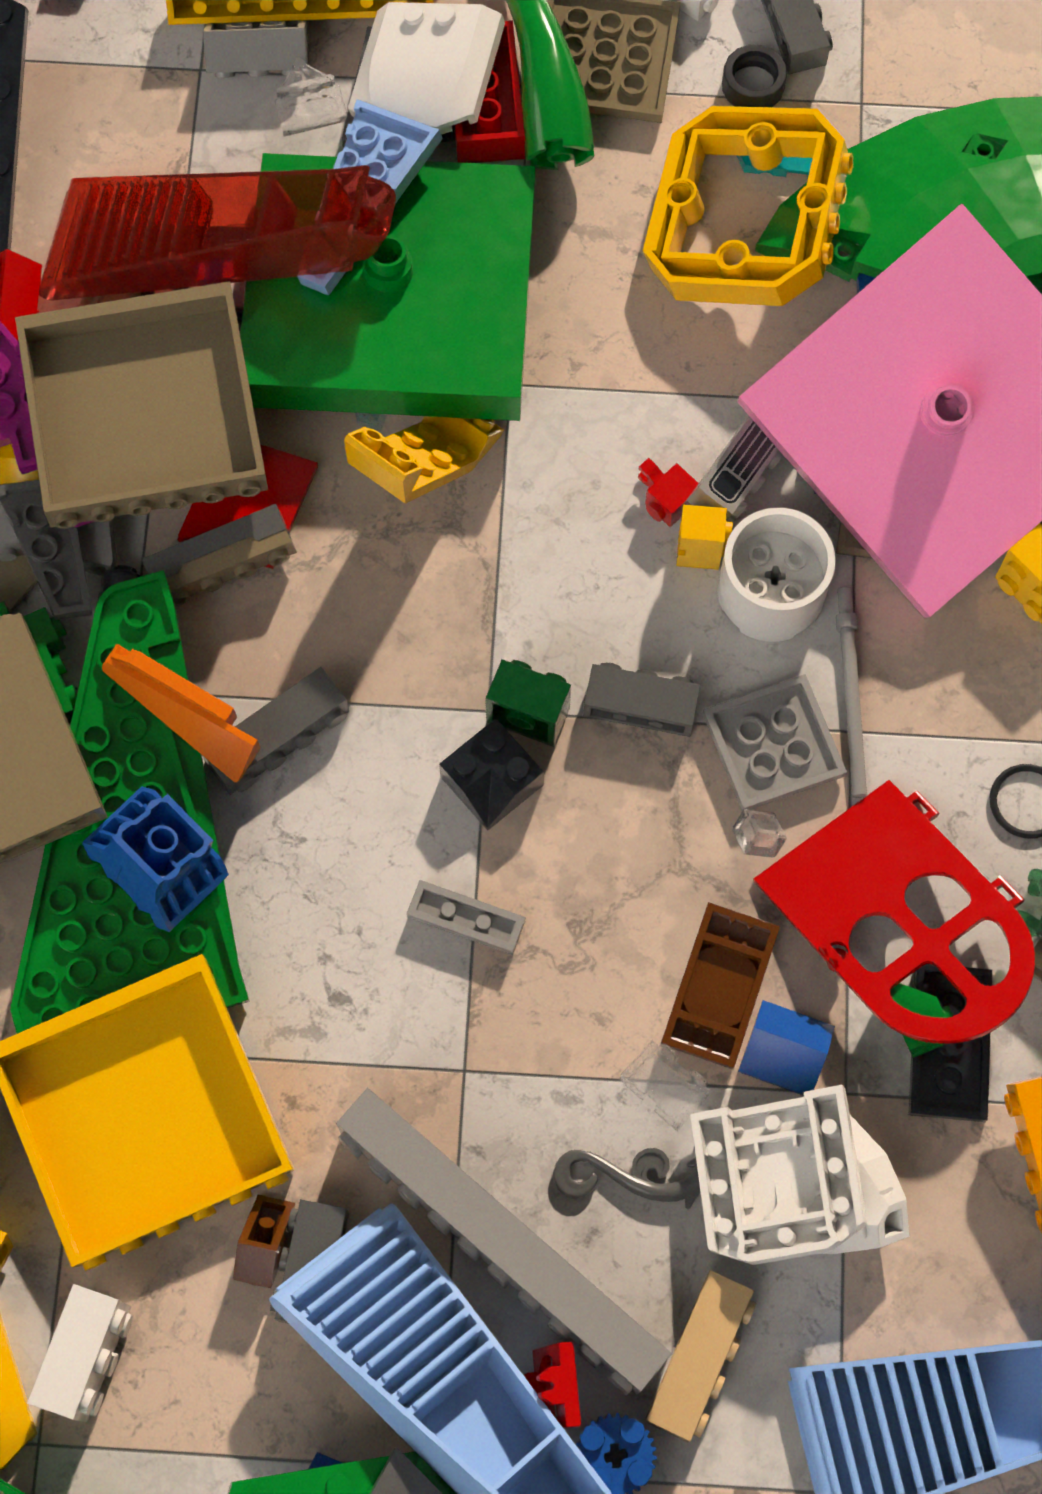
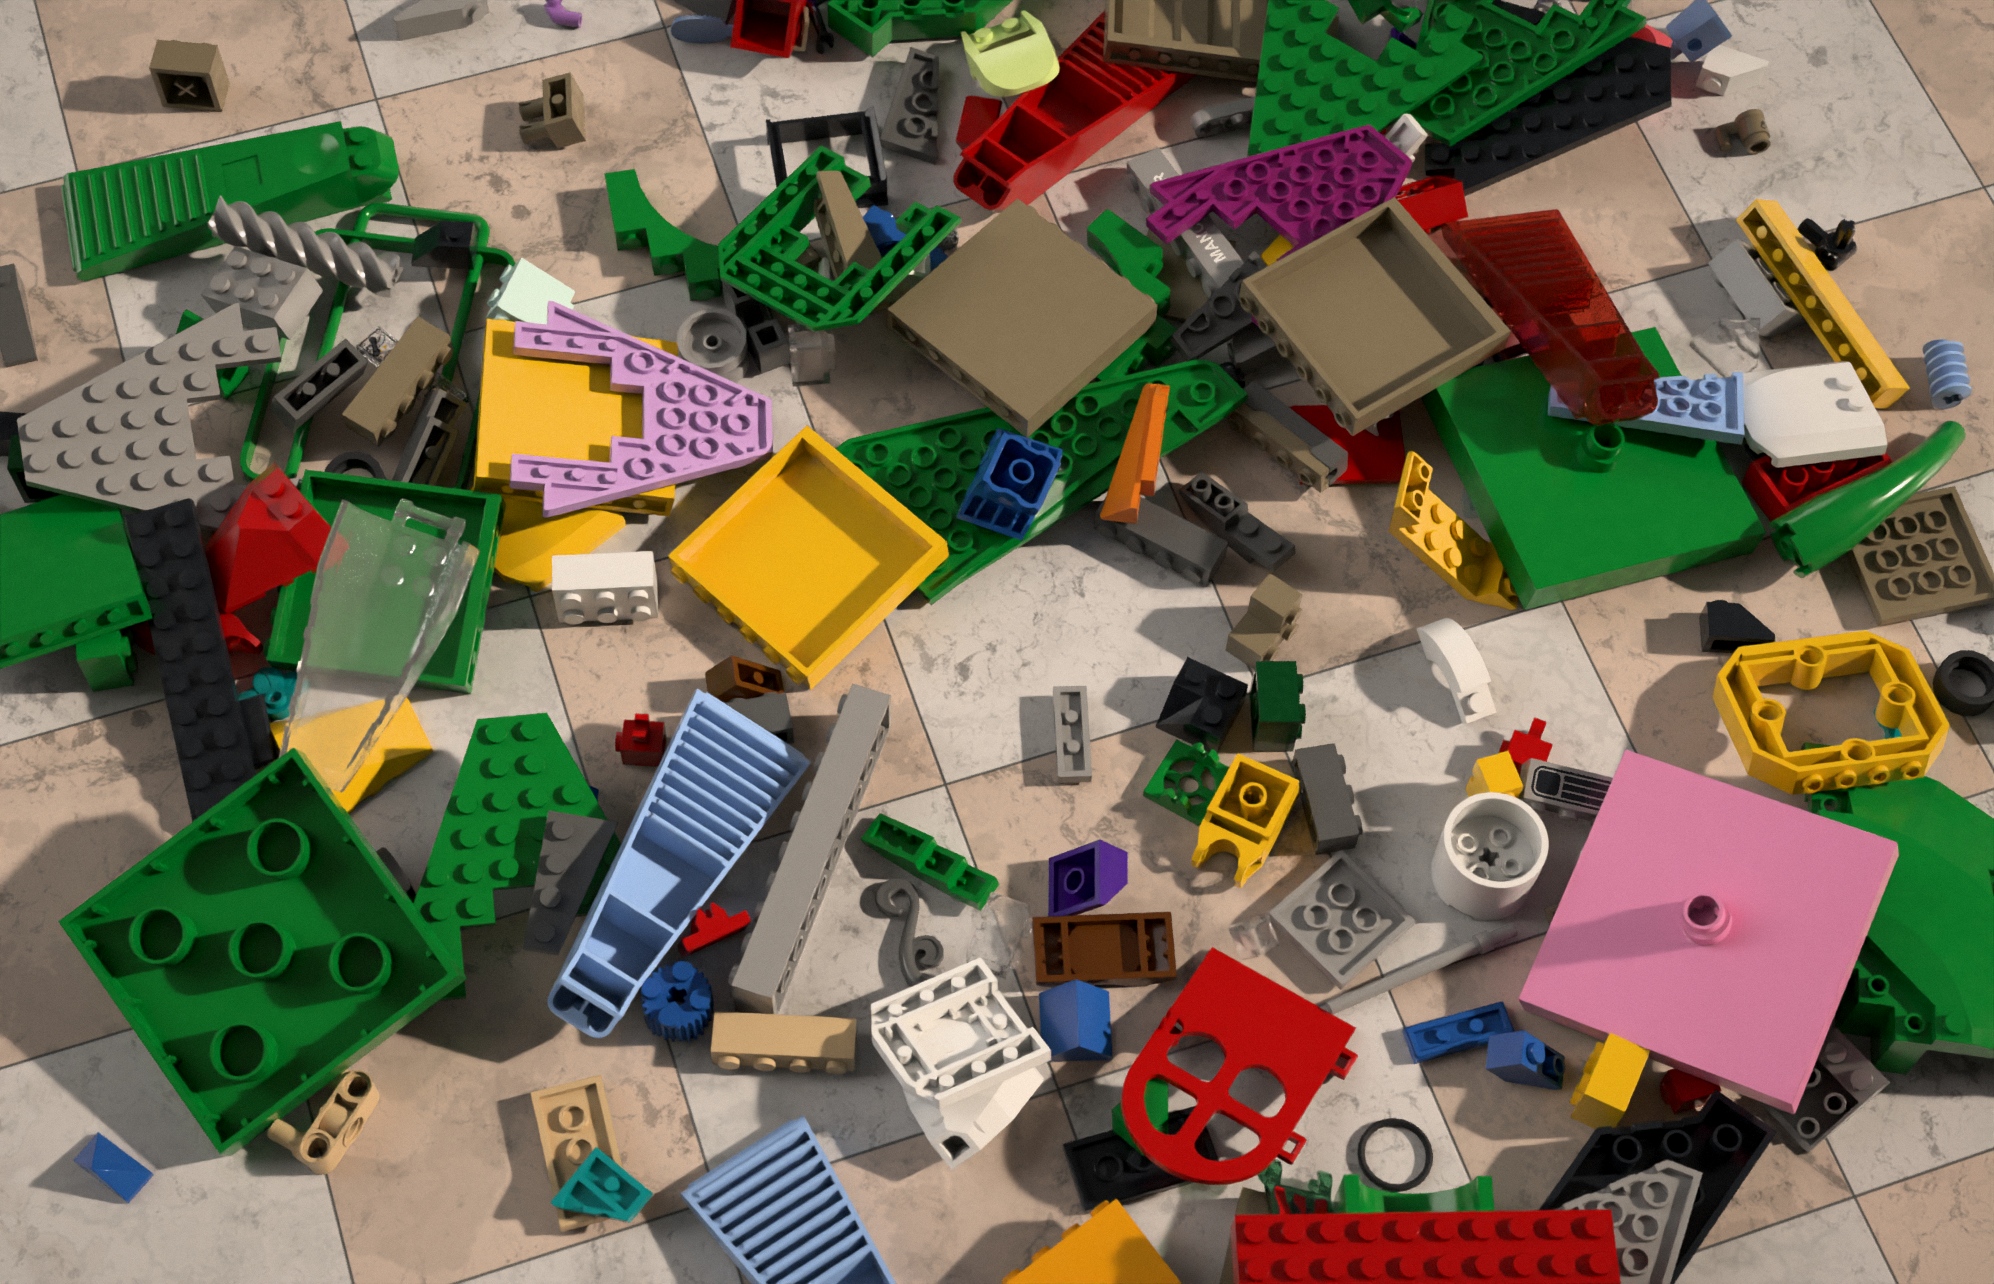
camera: 65 degrees right, 10 degrees down
(287, 1383) = (641, 741): none -> red brick
(297, 651) = (1230, 520): none -> dark grey slope
(424, 668) = (1269, 621): none -> dark tan brick
(550, 506) = (1462, 666): none -> white arch
(550, 1123) = (929, 862): none -> green slope
(574, 789) = (1179, 803): none -> green piece
(614, 248) = (1730, 626): none -> black slope
(641, 974) = (1086, 878): none -> dark purple slope
(644, 795) = (1239, 825): none -> yellow brick
(928, 687) = (1456, 1032): none -> blue tile
(984, 640) = (1525, 1060): none -> blue slope

